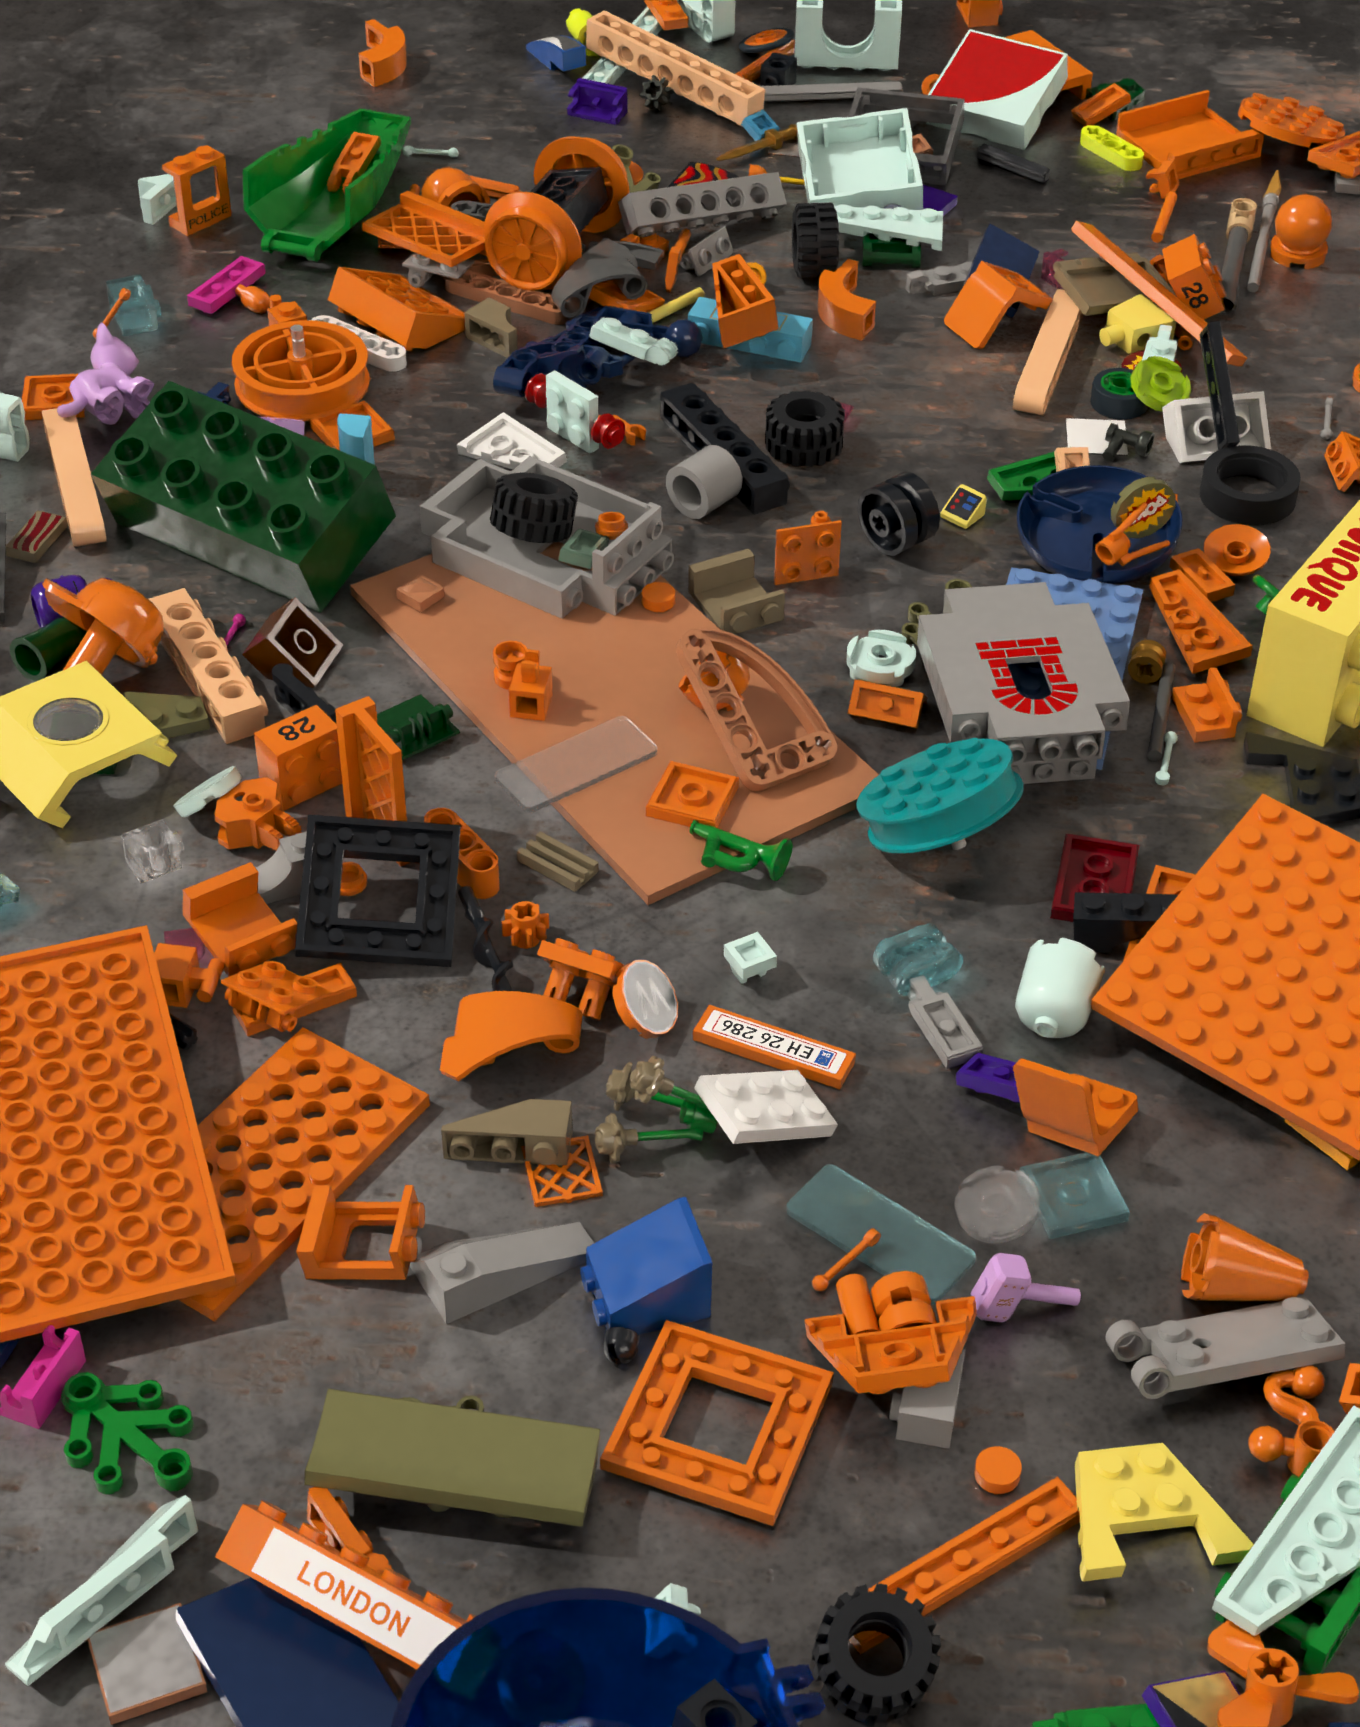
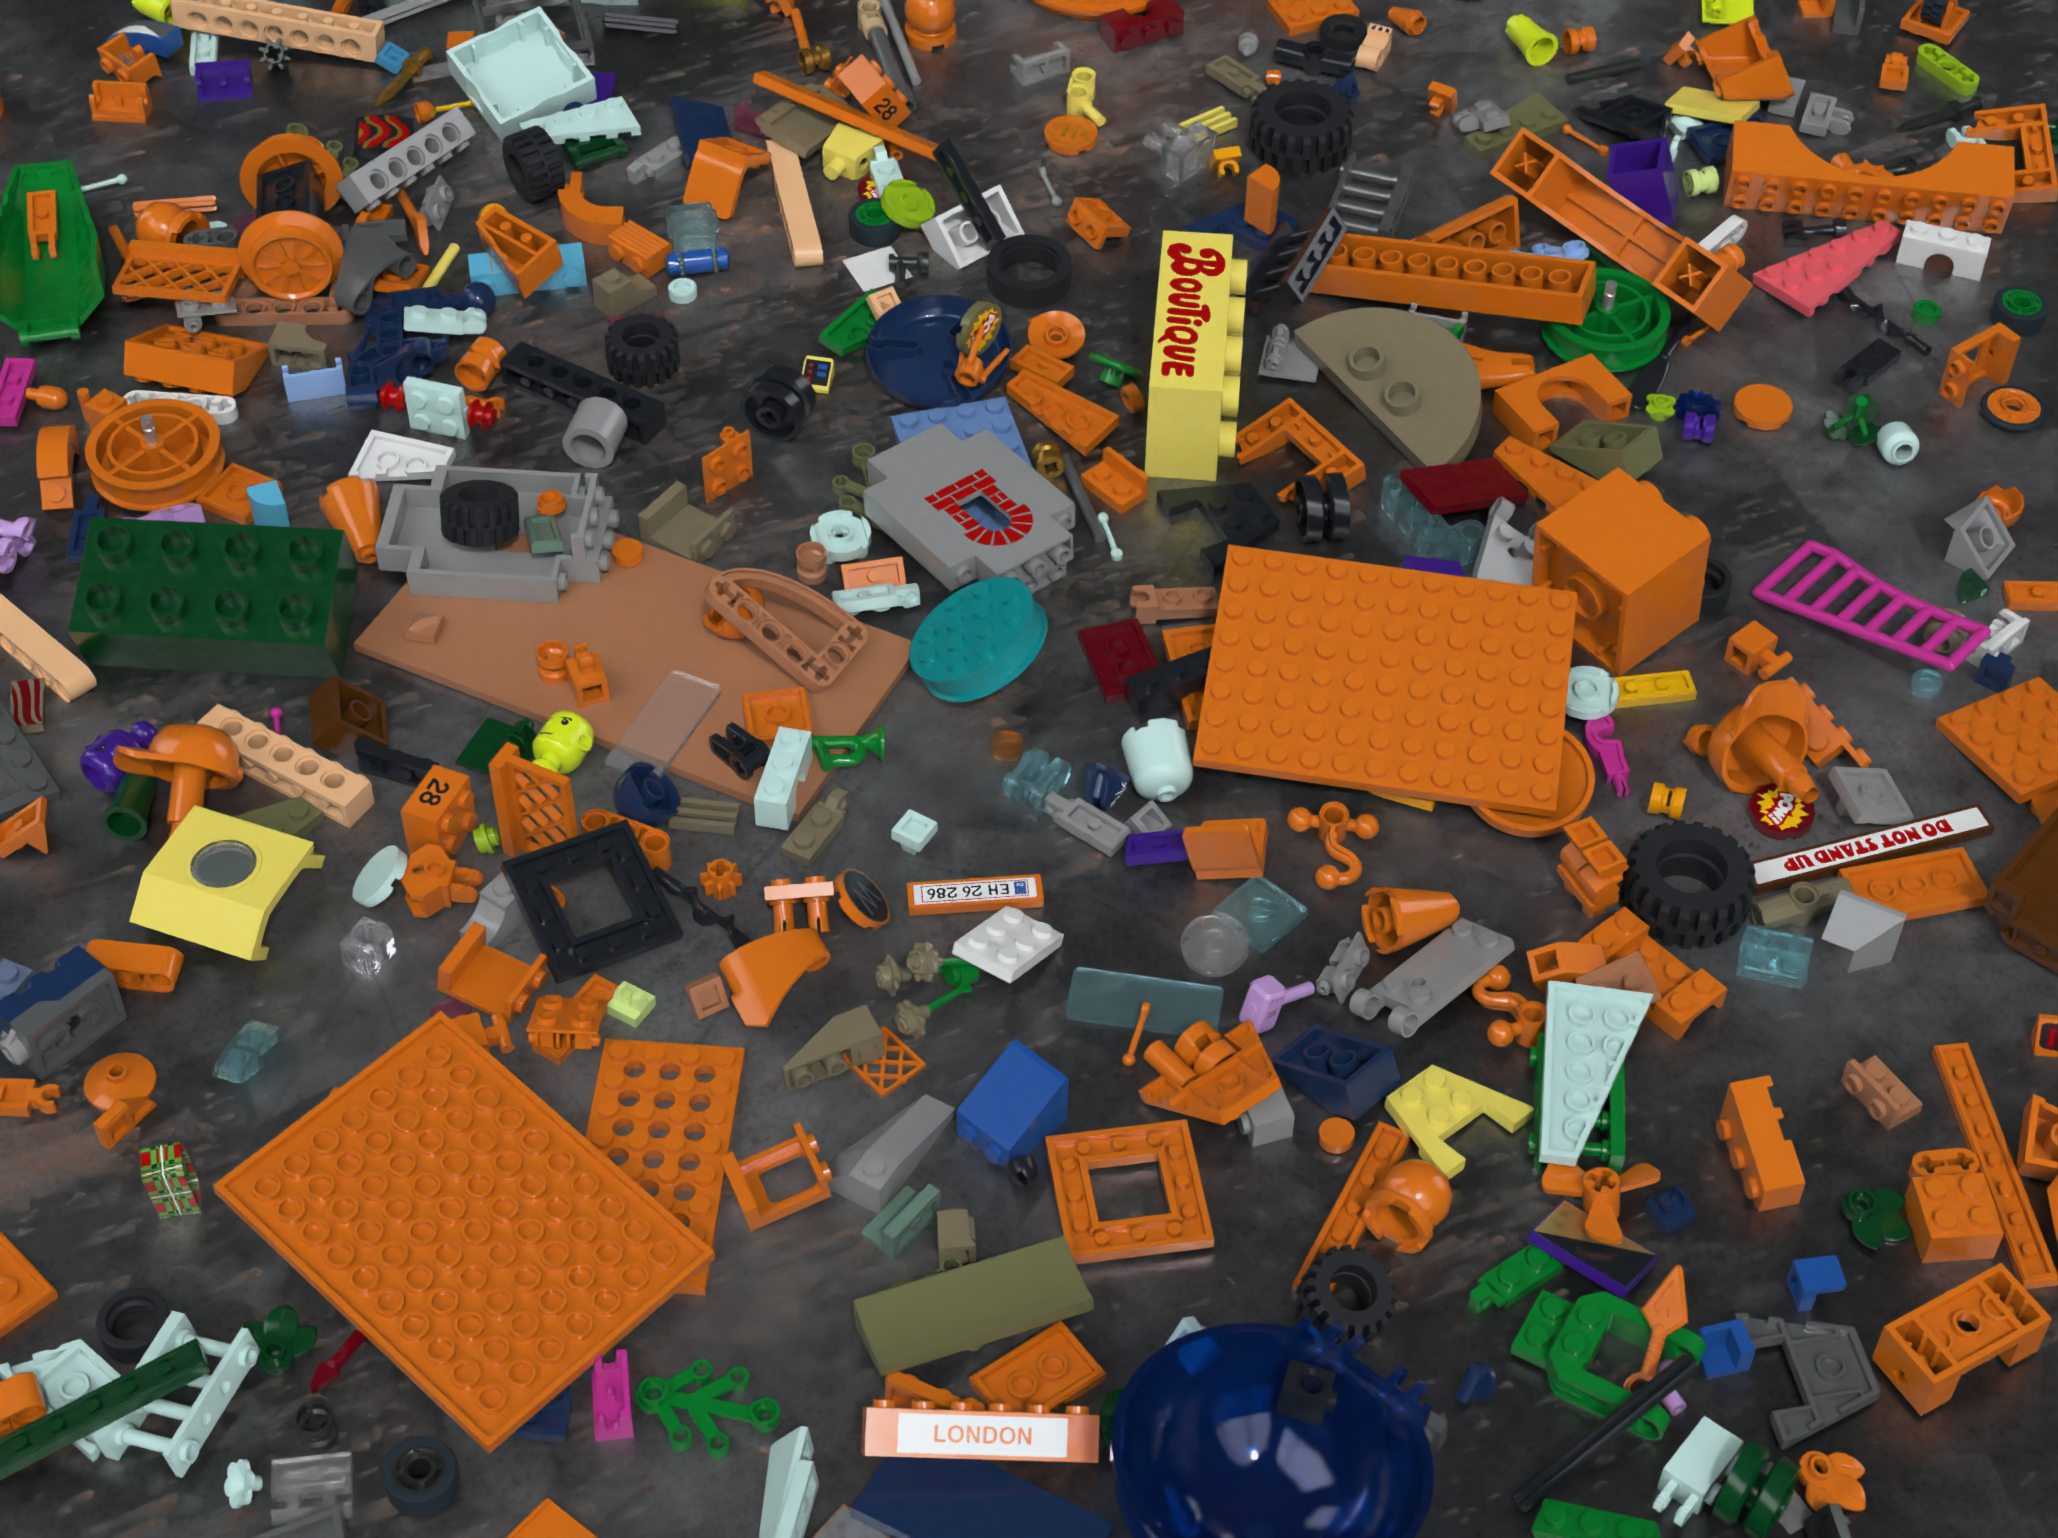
camera: 30 degrees left, 5 degrees up
(206, 347) = (54, 465): none -> orange arch
(332, 799) = (486, 838): none -> lime plate
(354, 1005) = (630, 1004): none -> yellowish green tile
(427, 468) = (356, 509): none -> orange cone
(427, 1027) = (706, 996): none -> nougat tile
(461, 1339) = (902, 1219): none -> sand green panel
(462, 743) = (563, 742): none -> neon yellow piece
(479, 358) = (314, 383): none -> light blue hinge
(481, 1565) = (1041, 1371): none -> orange tile
(496, 92) = (120, 101): none -> orange hinge
(498, 1377) = (956, 1235): none -> dark tan window
(506, 816) = (645, 795): none -> dark blue cylinder
(527, 64) = (127, 62): none -> orange window
(628, 865) = (785, 766): none -> light aqua arch
(630, 818) = (740, 750): none -> black piece
(643, 392) = (480, 364): none -> orange wheel
(659, 917) = (817, 829): none -> dark tan hinge
(821, 374) = (619, 293): none -> dark tan arch
(830, 675) = (811, 563): none -> nougat wheel
(869, 344) = (638, 248): none -> orange brick
(876, 725) = (877, 597): none -> light aqua hinge
(887, 394) = (682, 290): none -> light aqua tile
(911, 913) = (1006, 745): none -> clear orange tile
(922, 350) = (694, 240): none -> clear light blue piece
(981, 992) = (1103, 785): none -> dark blue hat
(1011, 1045) = (1148, 819): none -> light grey slope
(1025, 1581) = (1409, 1204): none -> orange tile
(1046, 1400) = (1339, 1070): none -> dark blue slope
(1131, 1294) = (1345, 967): none -> light grey hinge
(1159, 237) = (814, 59): none -> pearl gold wheel
(1175, 840) = (1172, 603): none -> nougat plate
(1216, 1142) = (1332, 829): none -> orange piece

